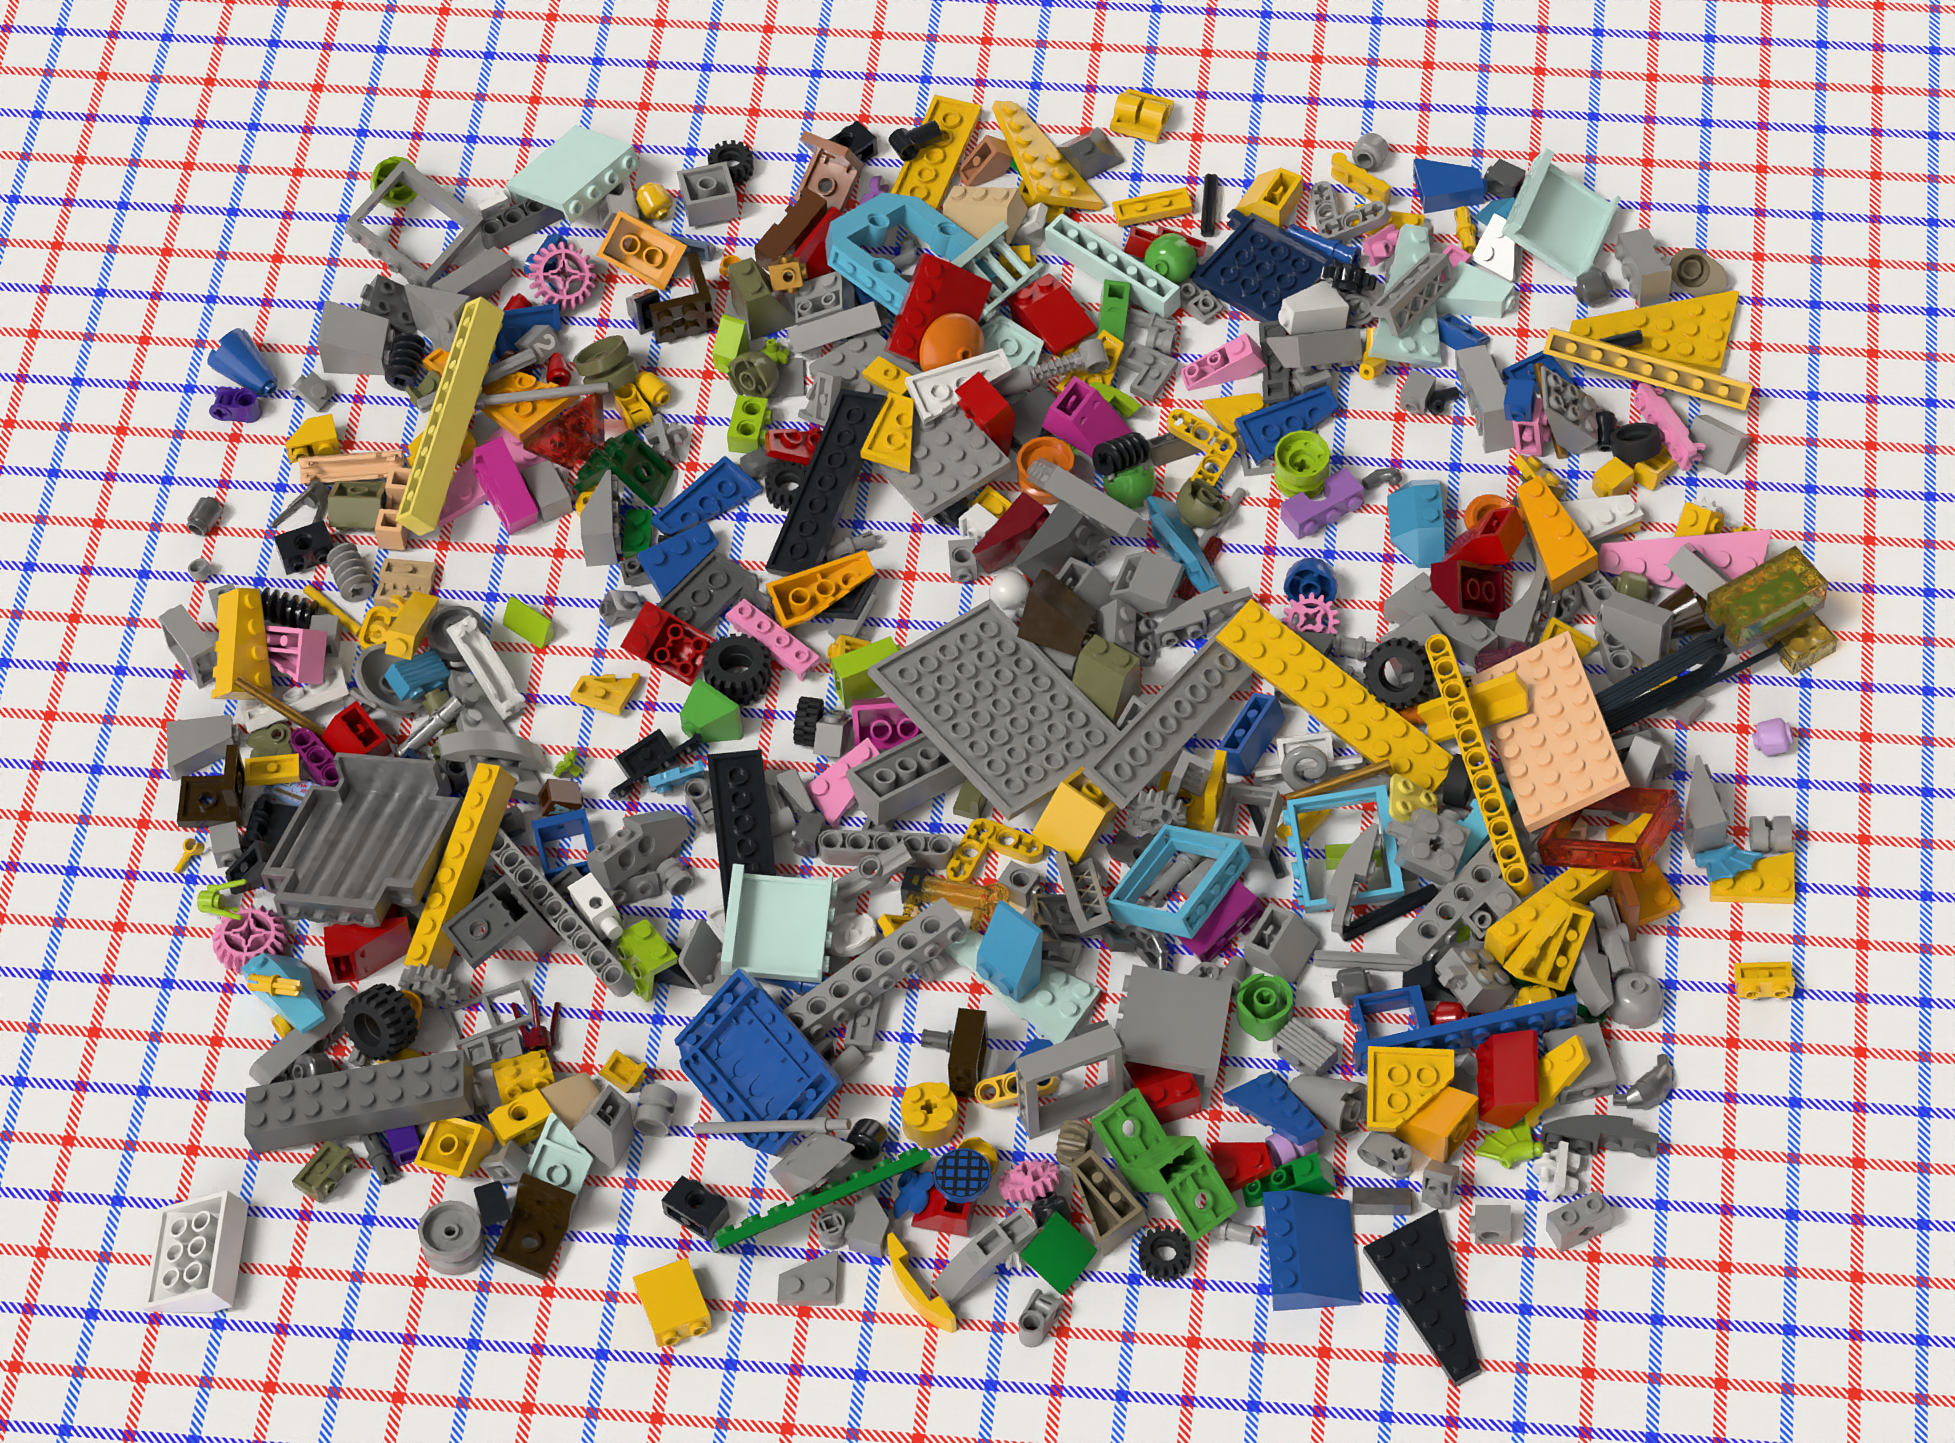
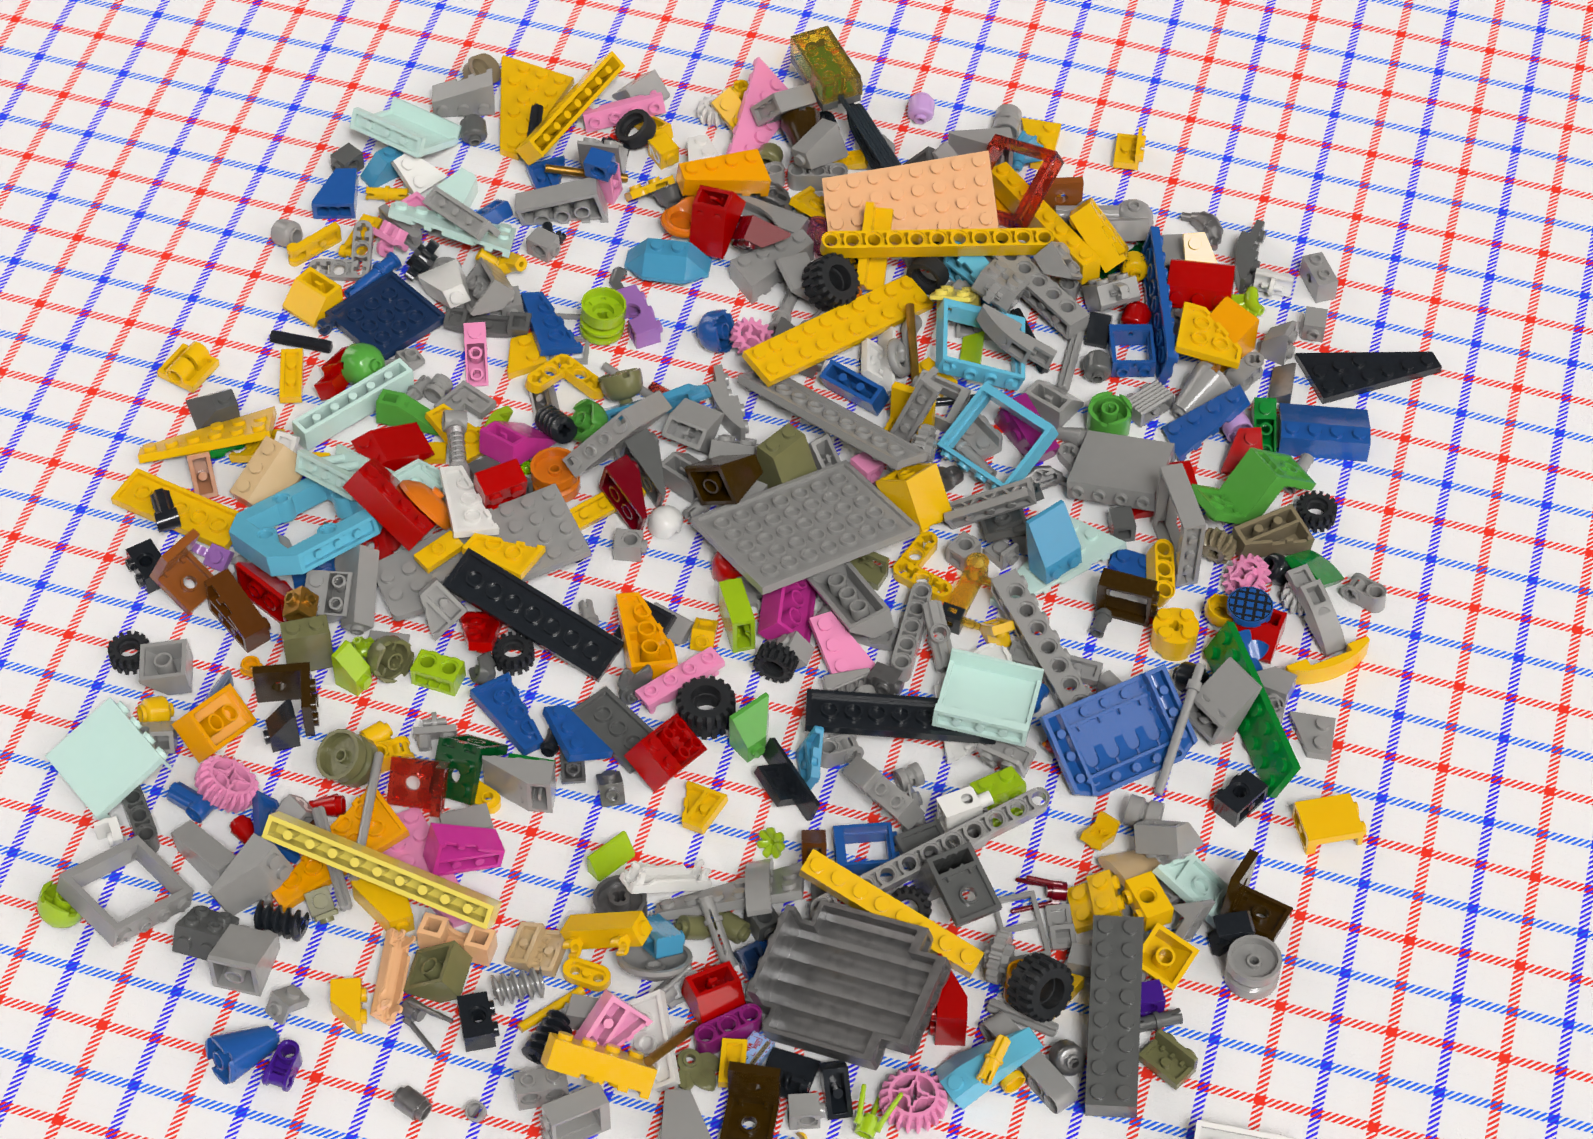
camera: 85 degrees left, 5 degrees down
(976, 522) = (596, 528): white brick -> none

